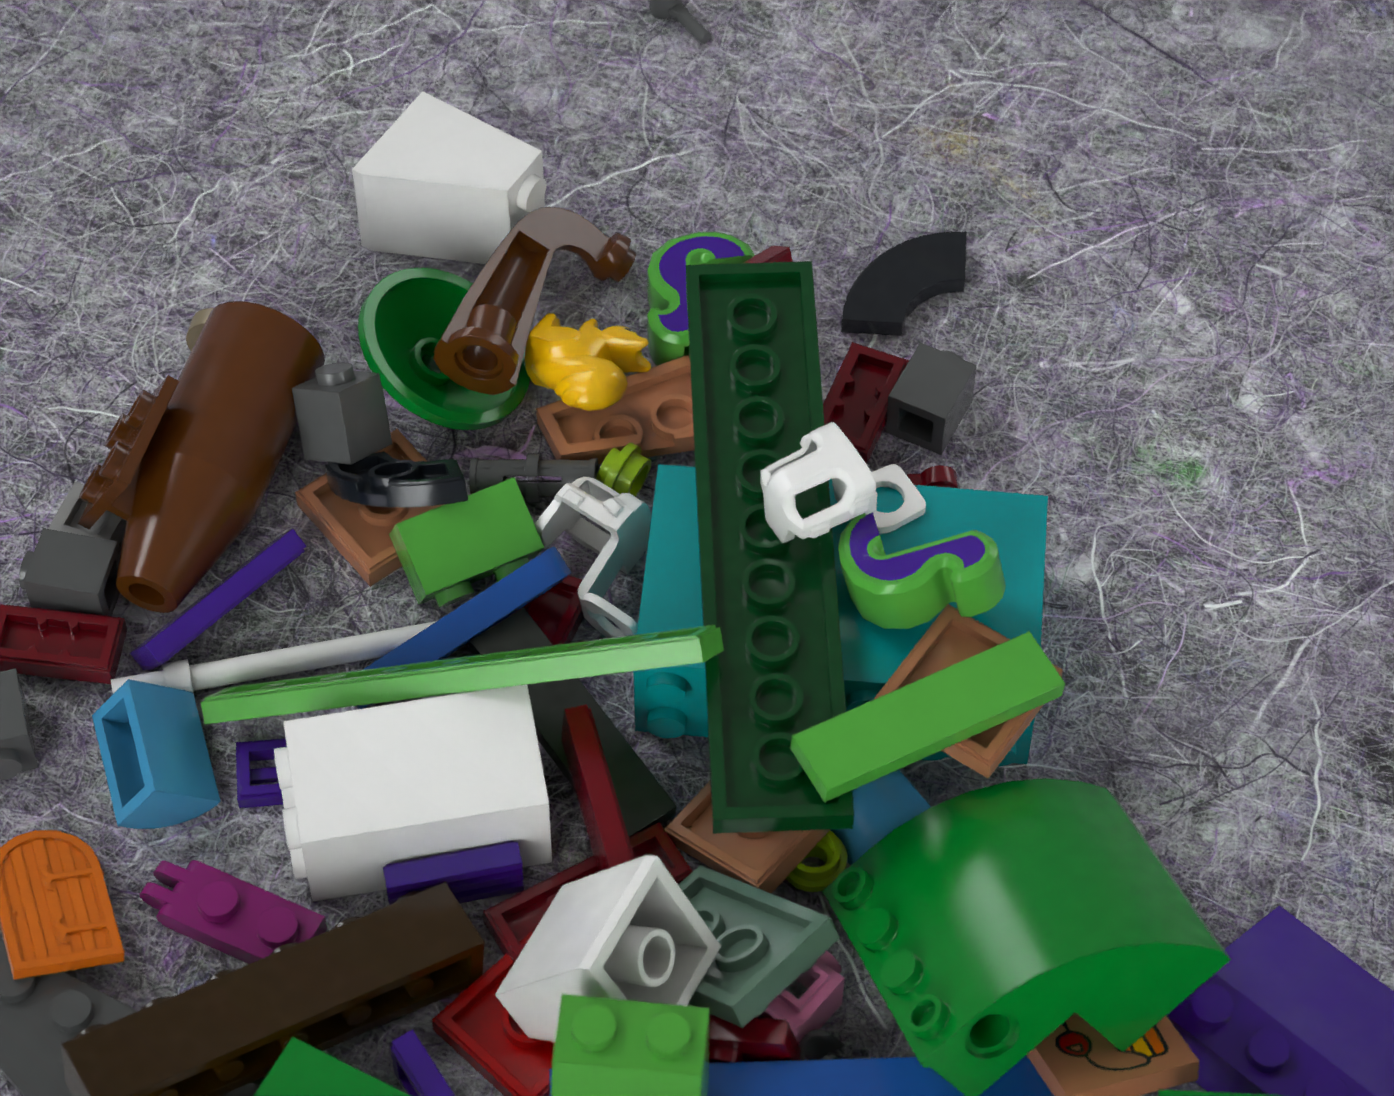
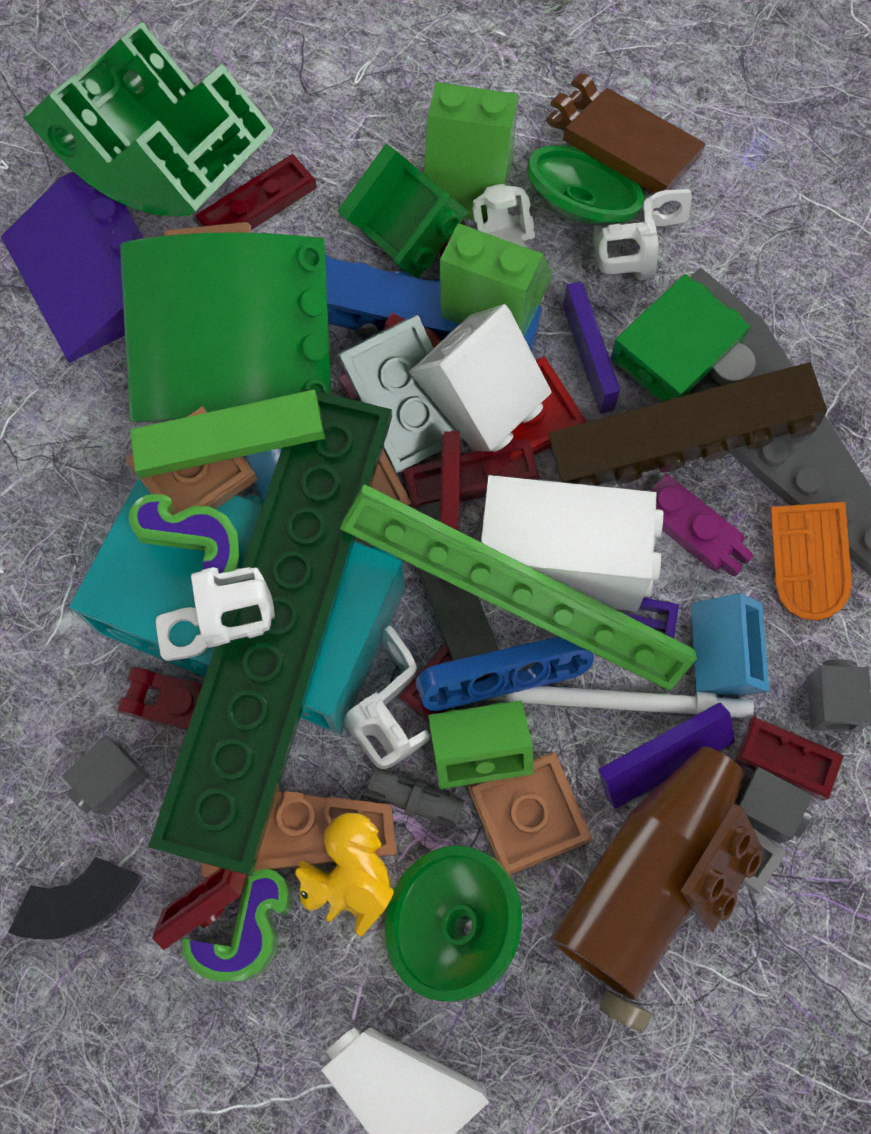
camera: 160 degrees left, 15 degrees up
(341, 414) = (548, 875): dark grey brick -> none
(397, 483) = (522, 793): black tile -> none
(492, 324) = (404, 929): reddish brown animal -> none
(625, 469) = (350, 777): lime plate -> none
(861, 394) = (142, 802): dark red plate -> none

